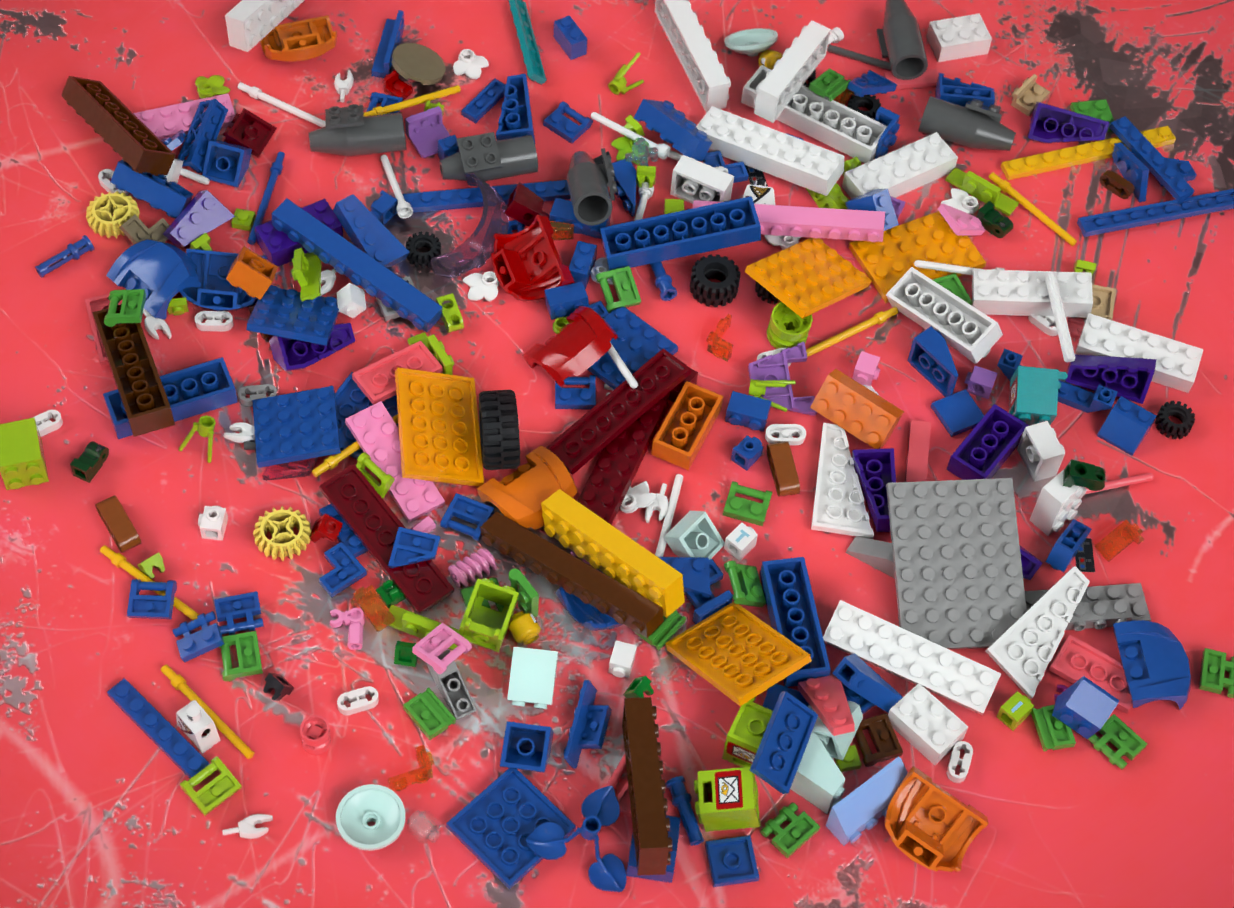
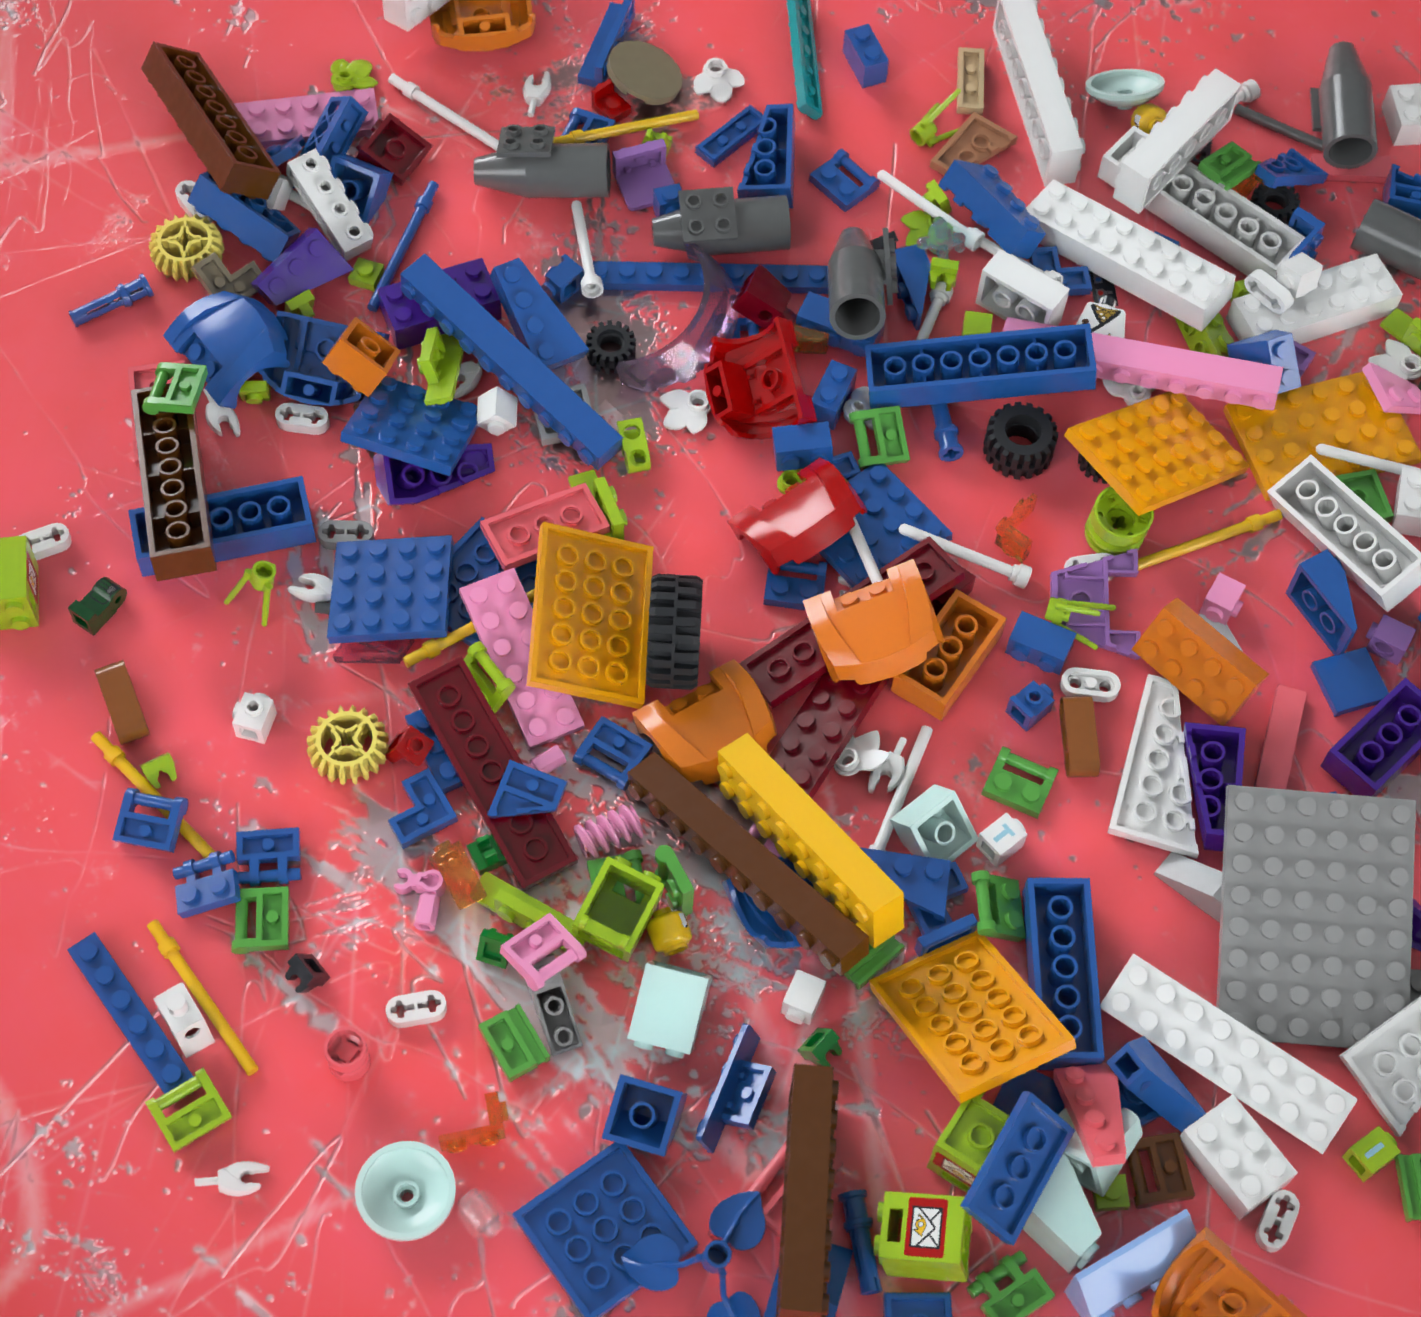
camera: 10 degrees right, 5 degrees up
(210, 173) = (329, 204): none -> white brick
(636, 412) = (876, 628): none -> orange piece
(645, 45) = (970, 80): none -> tan plate
(653, 86) = (974, 143): none -> nougat wing
(725, 368) = (1017, 574): none -> white piece
(868, 164) = (1268, 291): none -> white beam
(886, 151) = (1299, 274): none -> white brick

